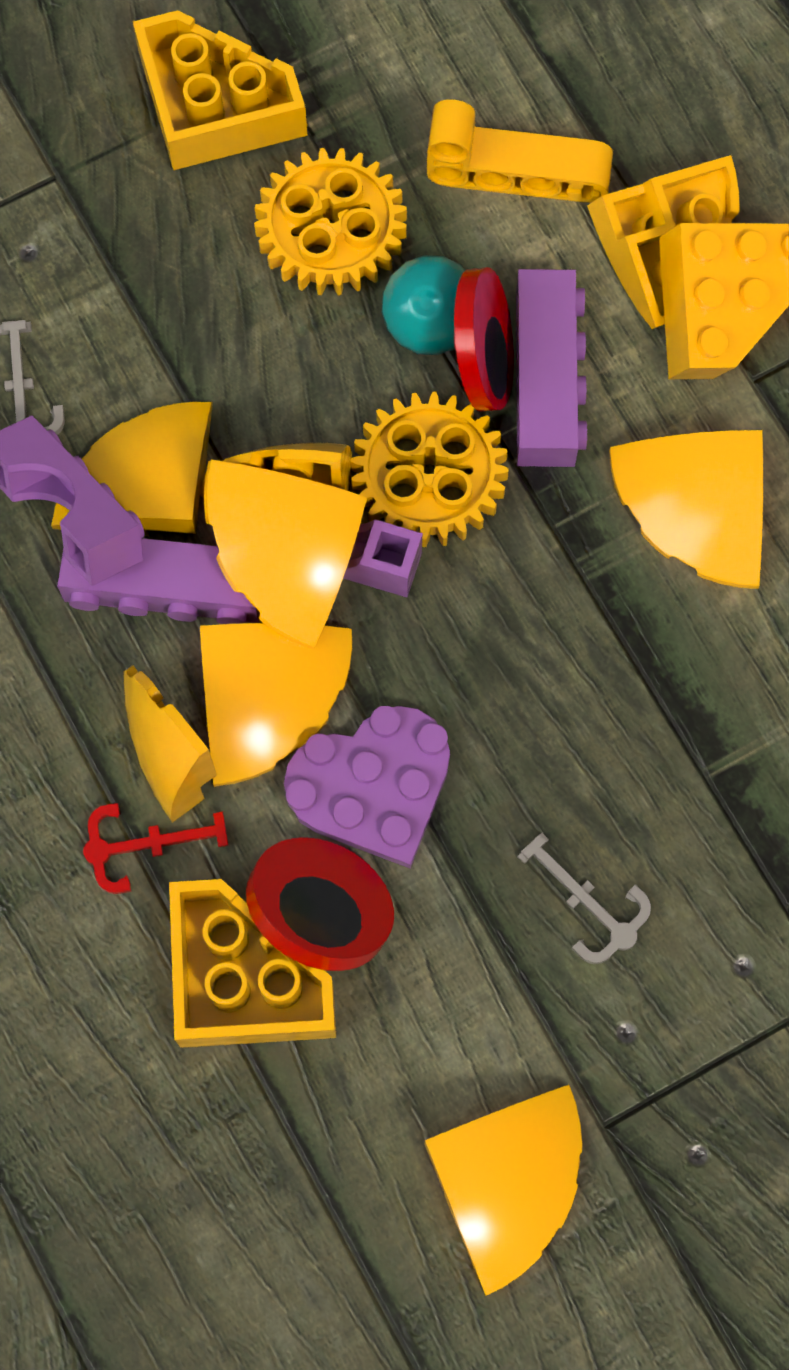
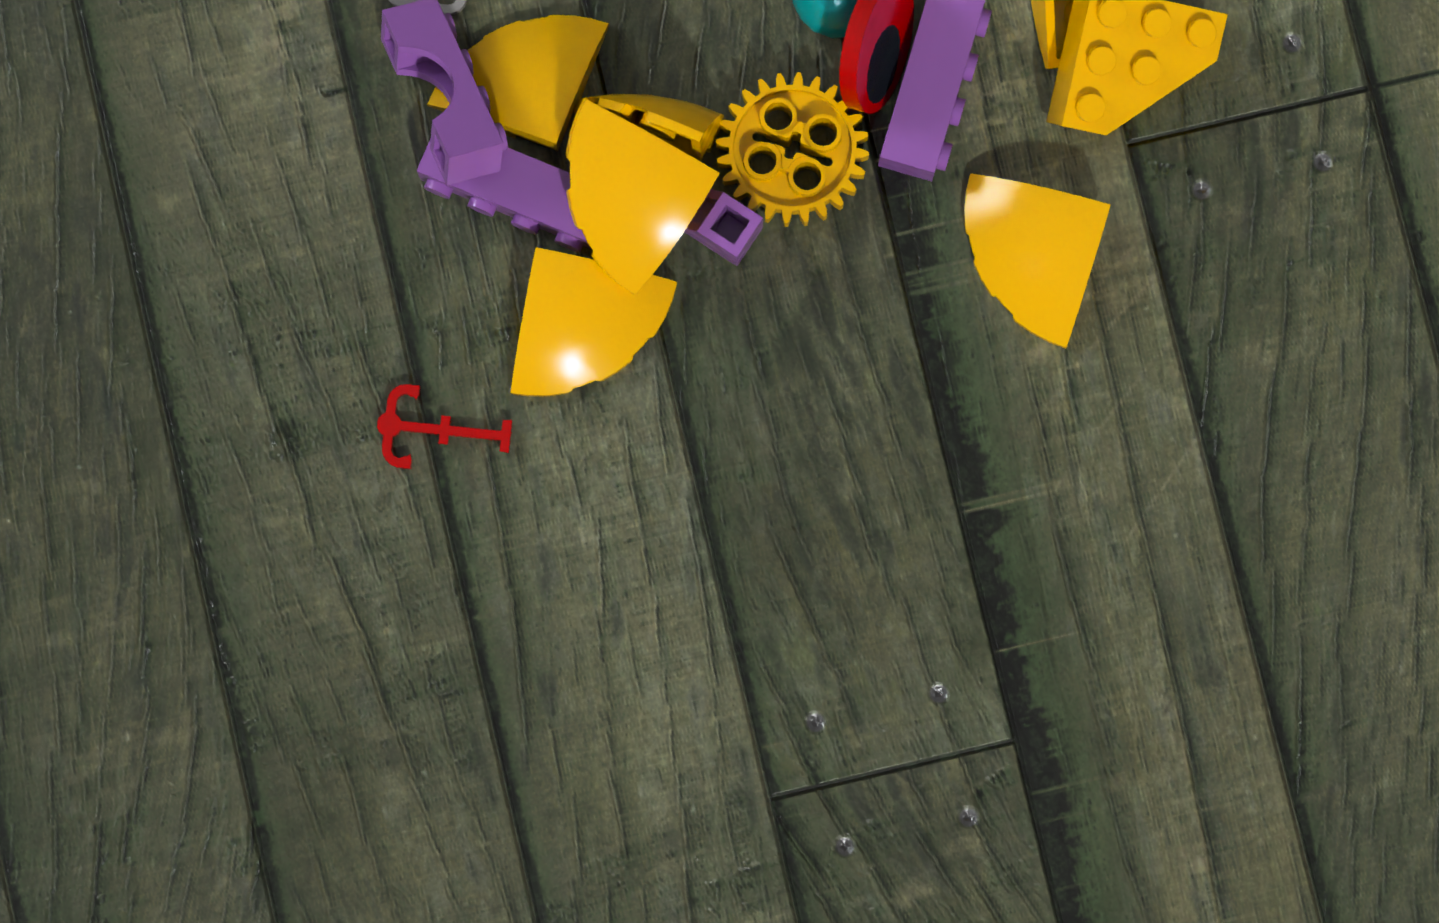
camera: 20 degrees right, 10 degrees up
(166, 747) = (473, 352): yellow brick -> none
(235, 982) = (484, 575): yellow brick -> none
(320, 904) = (573, 533): red piece -> none
(372, 786) = (654, 435): medium lavender plate -> none
(511, 1181) = (673, 822): yellow brick -> none
(622, 935) = (838, 634): light grey piece -> none

